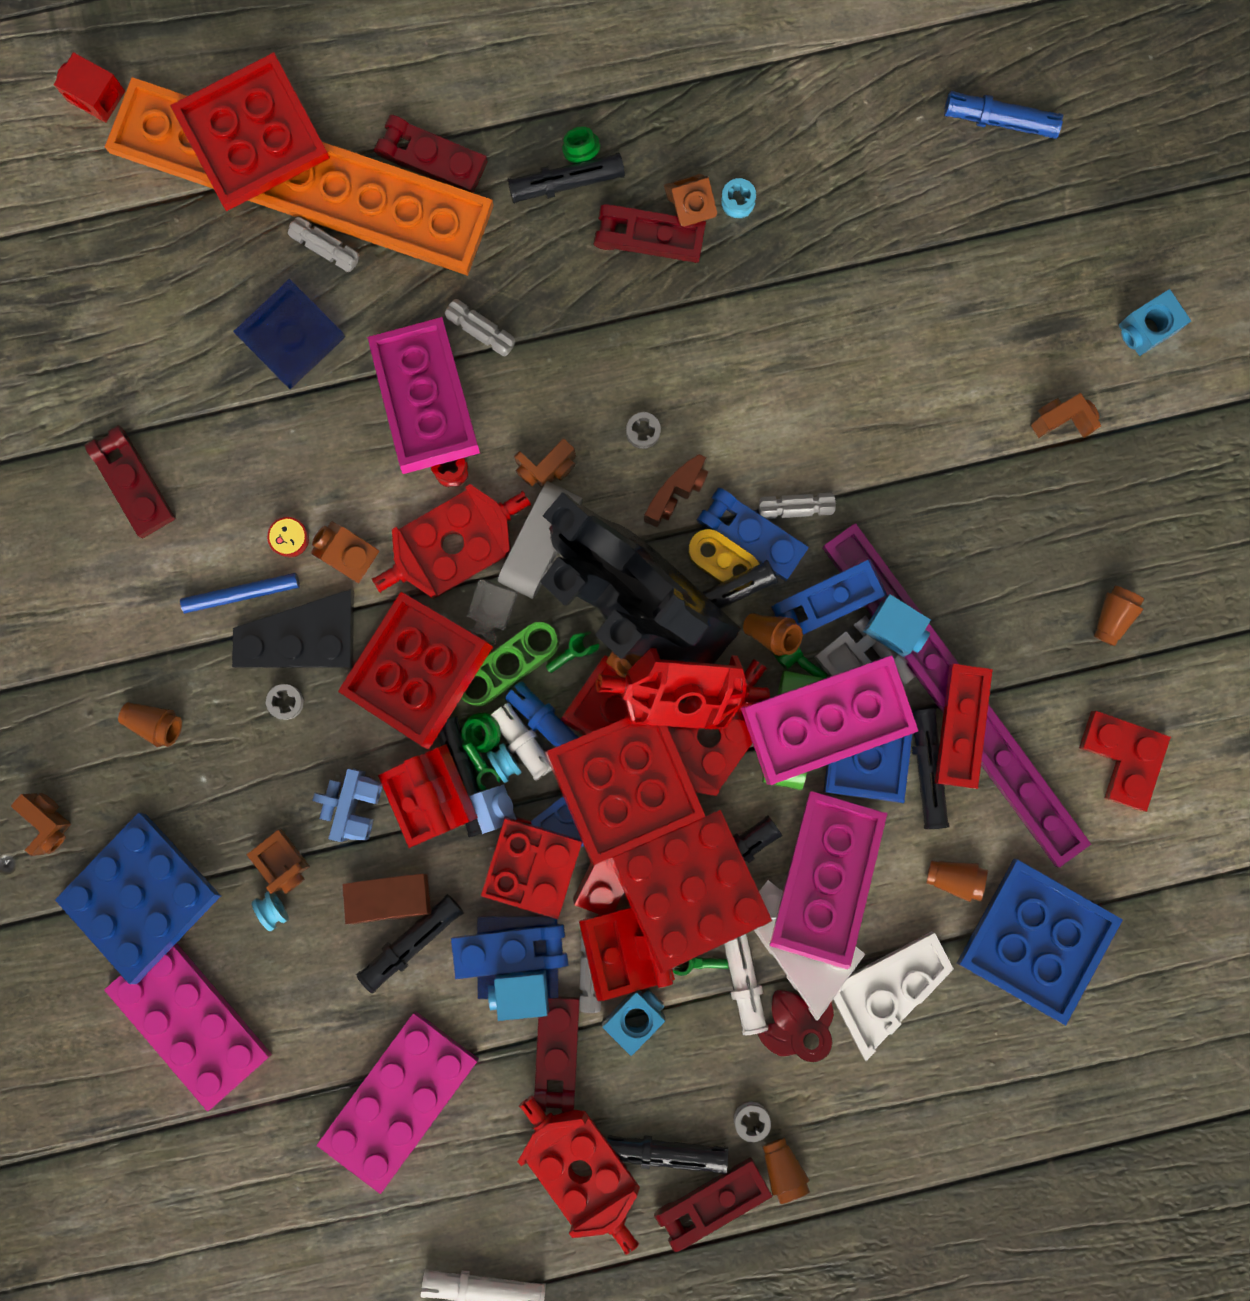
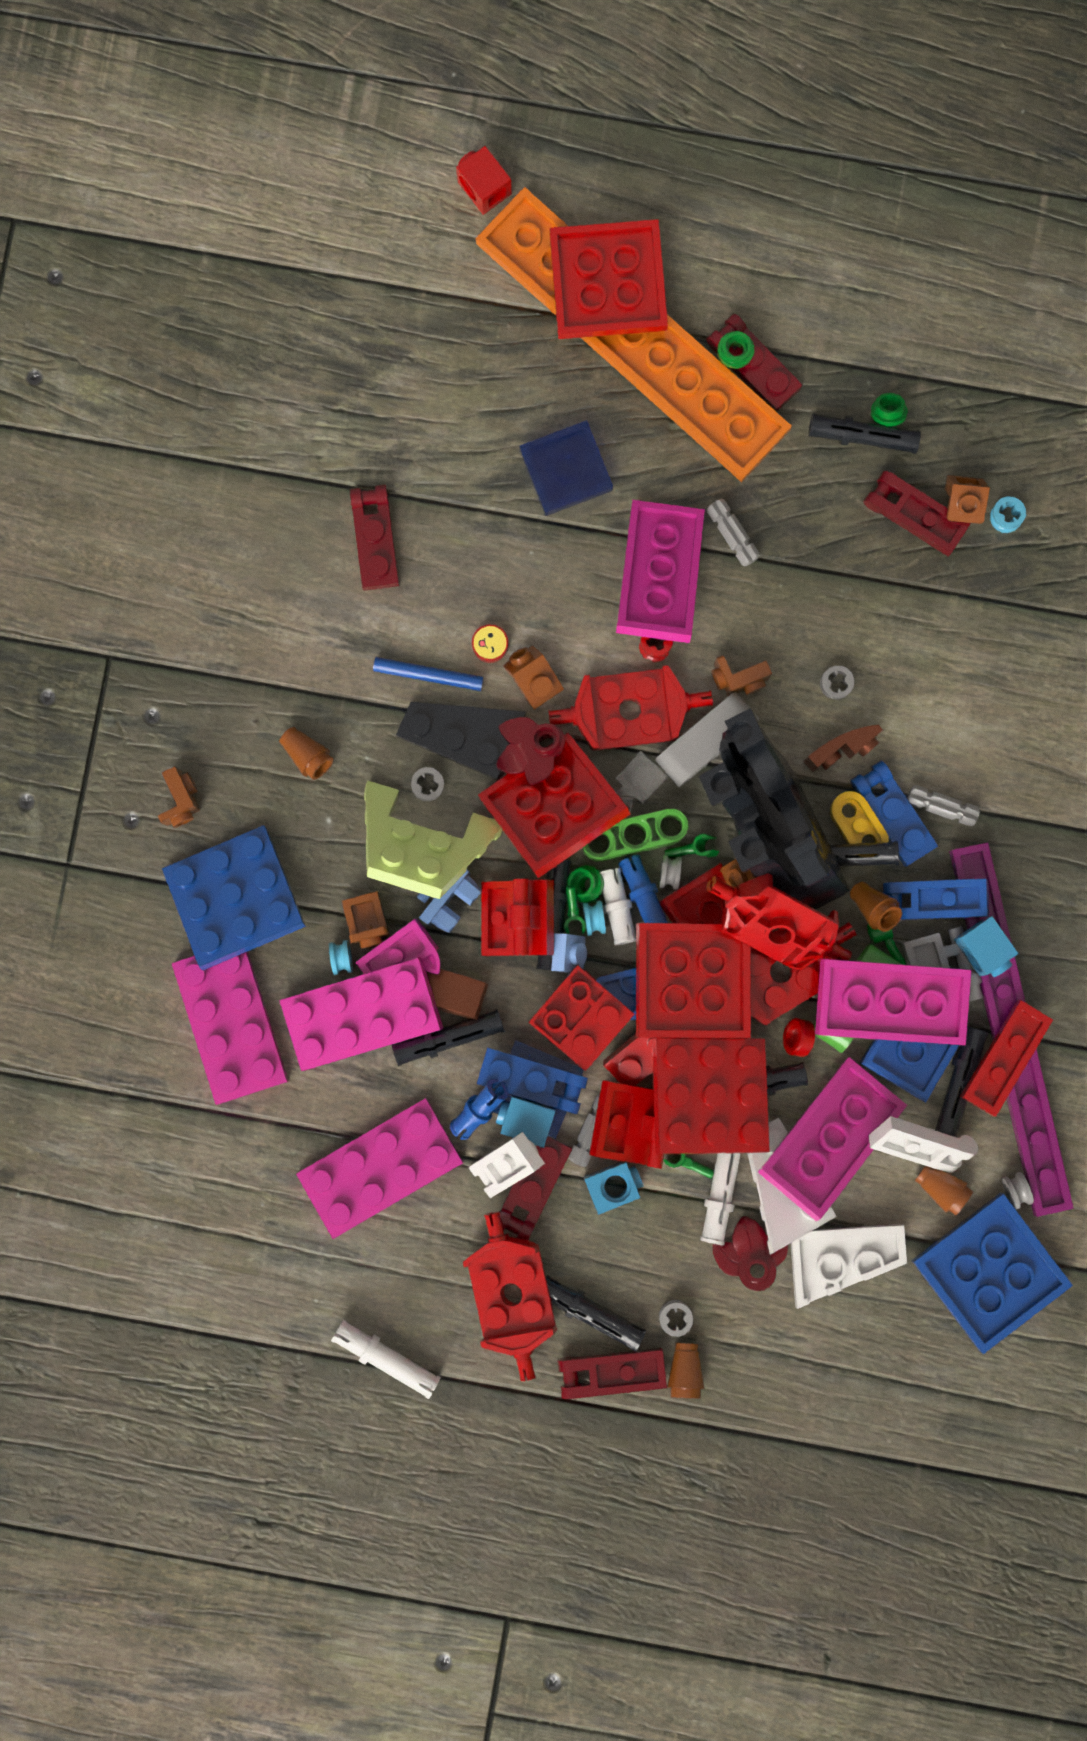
camera: 25 degrees right, 0 degrees up
(301, 778) = (417, 855): none -> yellowish green wing
(313, 958) = (361, 1014): none -> dark pink plate
(323, 244) = (628, 402): light grey axle -> none
(327, 888) = (404, 945): none -> dark pink plate
(365, 628) = (525, 748): none -> dark red plate
(399, 139) = (740, 340): none -> green plate
(469, 1002) = (479, 1109): none -> blue pin
(519, 1046) = (507, 1164): none -> white plate
(559, 685) = (670, 872): none -> light grey bush
(753, 793) = (799, 1037): none -> red tile
(918, 847) = (922, 1144): none -> white plate
(1029, 849) = (1017, 1190): none -> light grey bush

